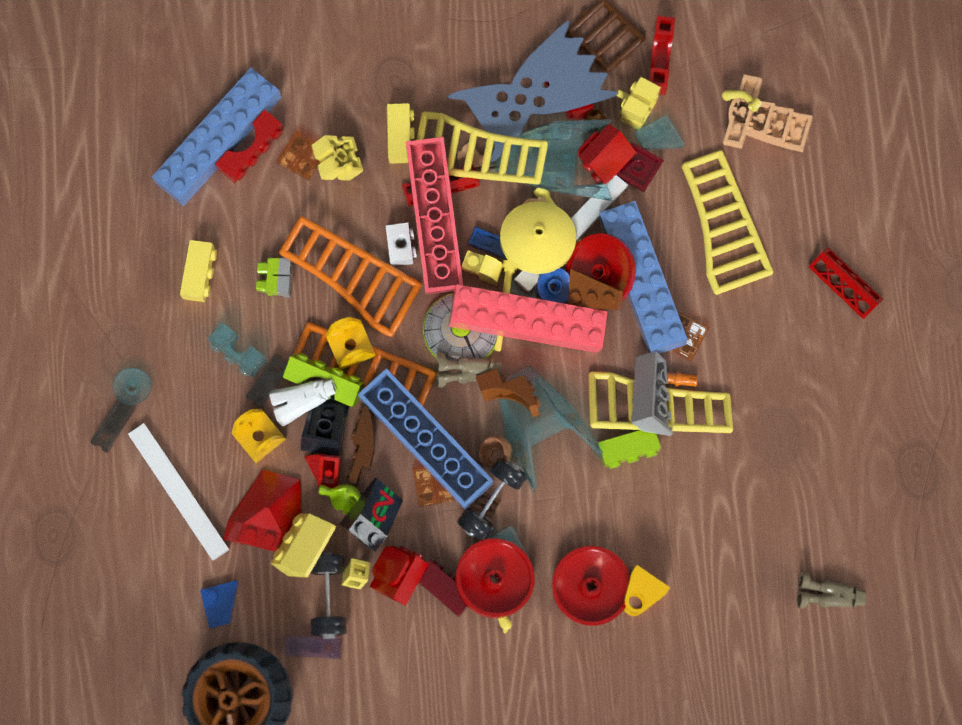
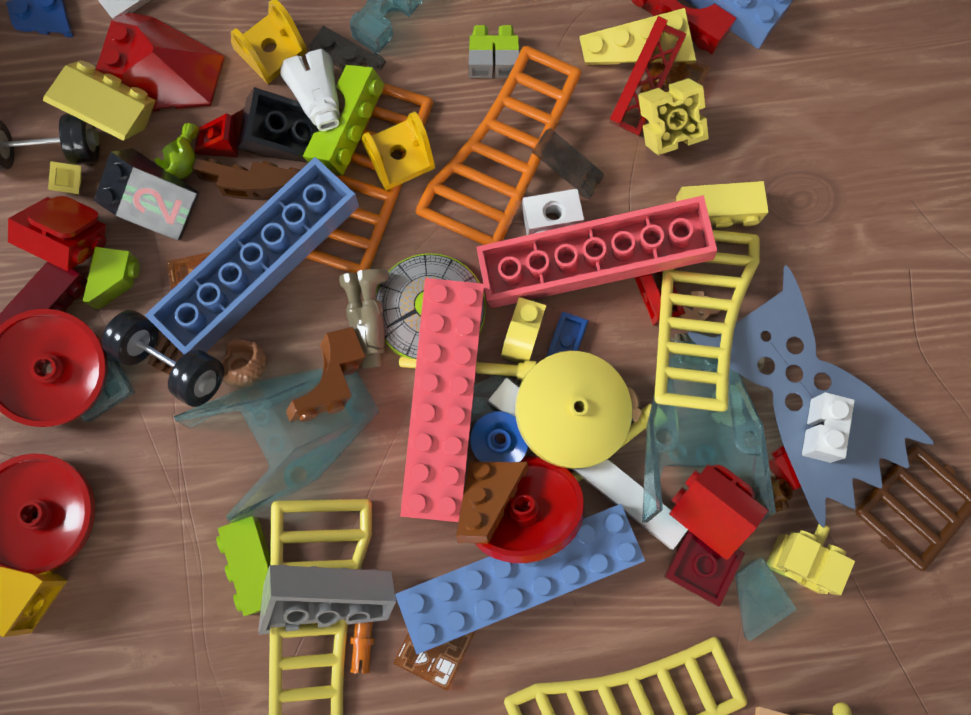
camera: 80 degrees right, 0 degrees up
(276, 172) = (626, 41): none -> light yellow wing
(303, 176) = (641, 66): none -> red fence
(365, 230) = (568, 163): none -> clear smoke plate
(427, 542) = (109, 276): none -> lime slope
(567, 82) = (829, 440): none -> white piece
(661, 52) = (902, 597): red arch -> none

